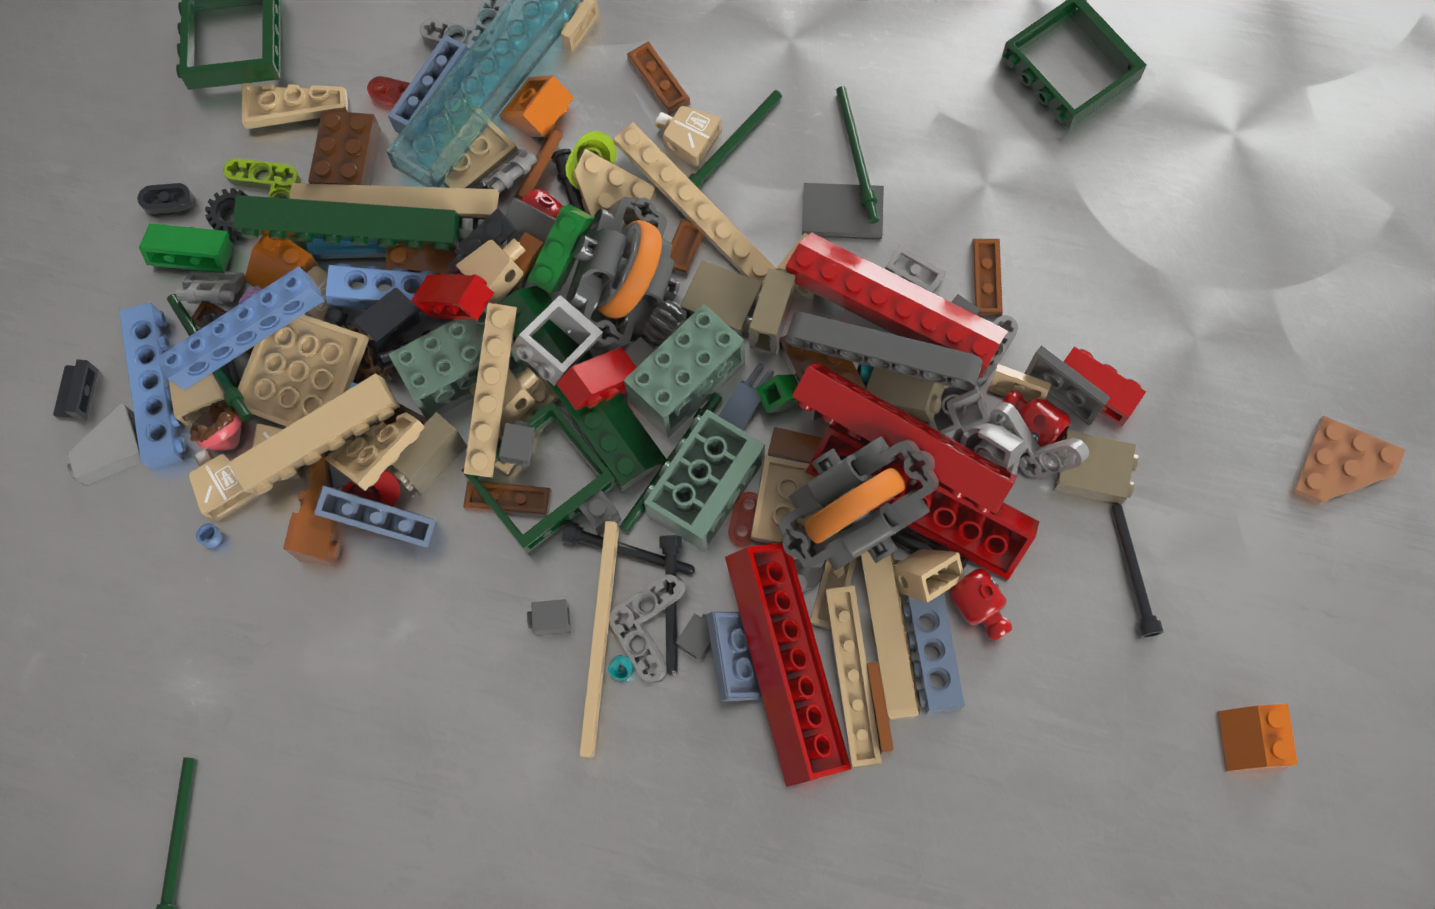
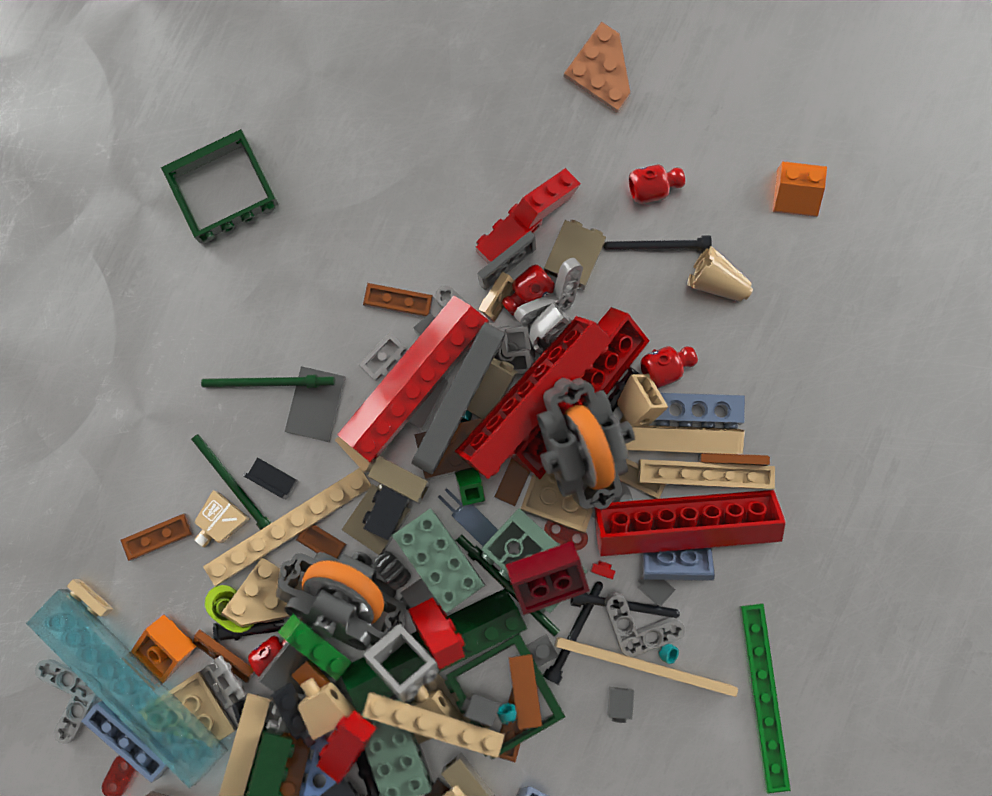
camera: 80 degrees left, 10 degrees up
(517, 476) = (506, 713): none -> teal hinge
(546, 494) = (525, 691): none -> dark orange tile
(584, 800) = (765, 698): none -> green tile
(685, 488) = (548, 577): none -> dark red slope
(709, 569) = (603, 569): none -> red plate
(730, 299) = (386, 513): none -> black brick
(745, 179) = (271, 478): none -> black panel
(1111, 651) = (719, 277): none -> tan cone
(1157, 416) = (546, 198): none -> red brick
(1213, 545) = (654, 183): none -> red piece

